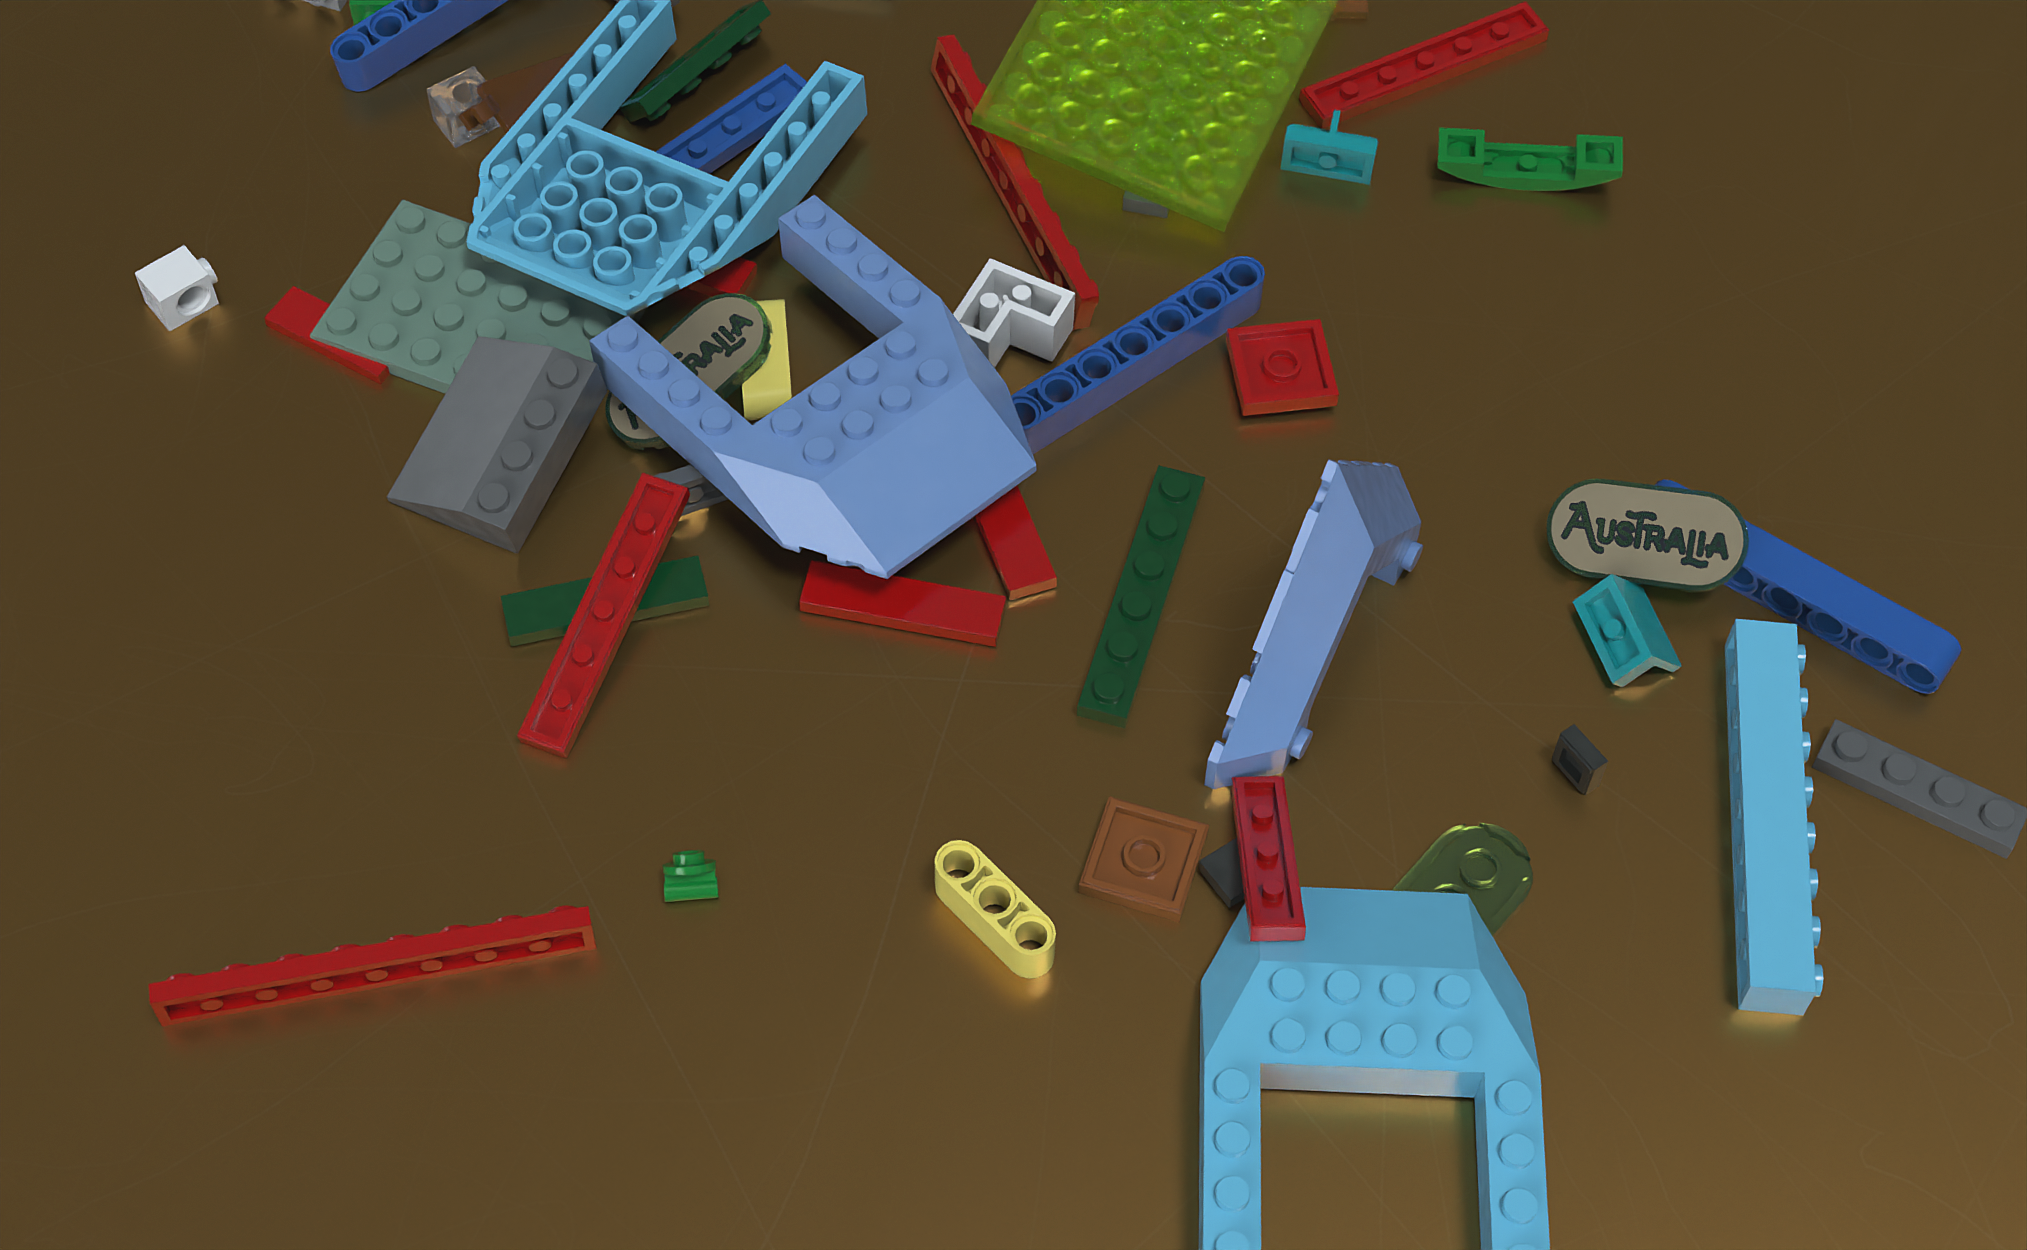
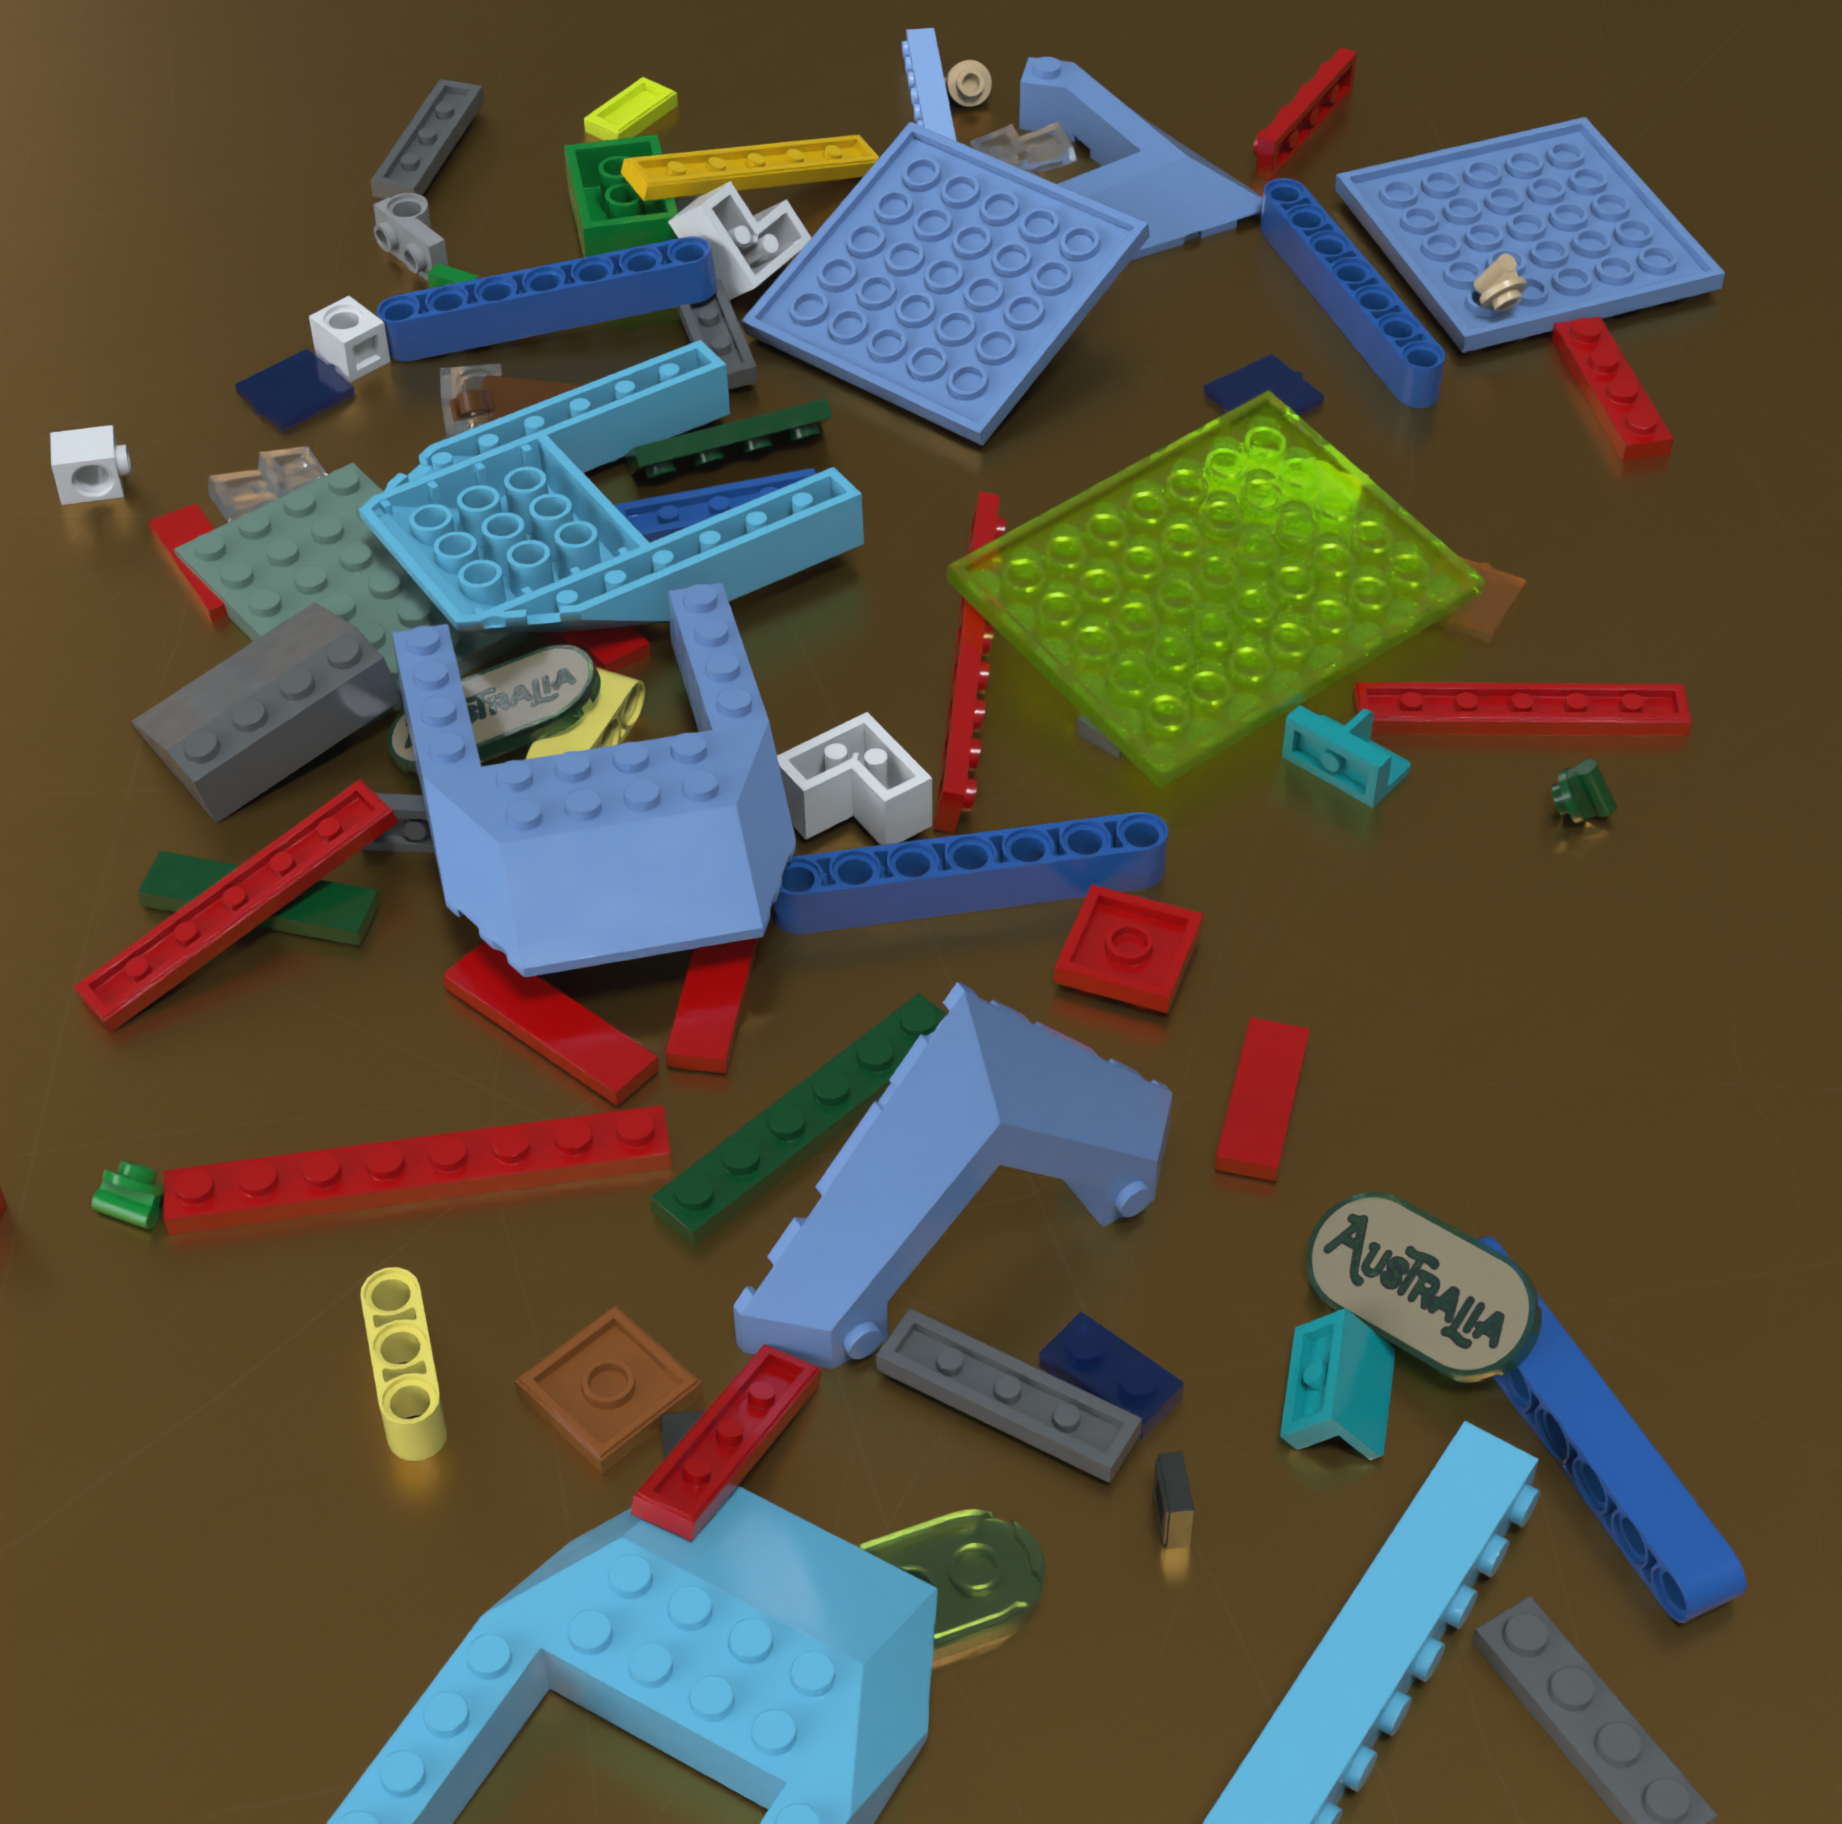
camera: 30 degrees right, 10 degrees down
(293, 150) = (294, 389): none -> clear blue piece
(315, 88) = (349, 338): none -> white brick
(341, 247) = (276, 476): none -> clear slope
(885, 762) = (415, 1169): none -> red plate
(1421, 736) = (1009, 1394): none -> dark grey plate
(1443, 442) = (1262, 1099): none -> red tile
(1474, 690) = (1111, 1370): none -> clear blue plate
(1513, 115) = (1583, 792): none -> dark green plate
(1530, 166) = (1565, 852): green slope -> none

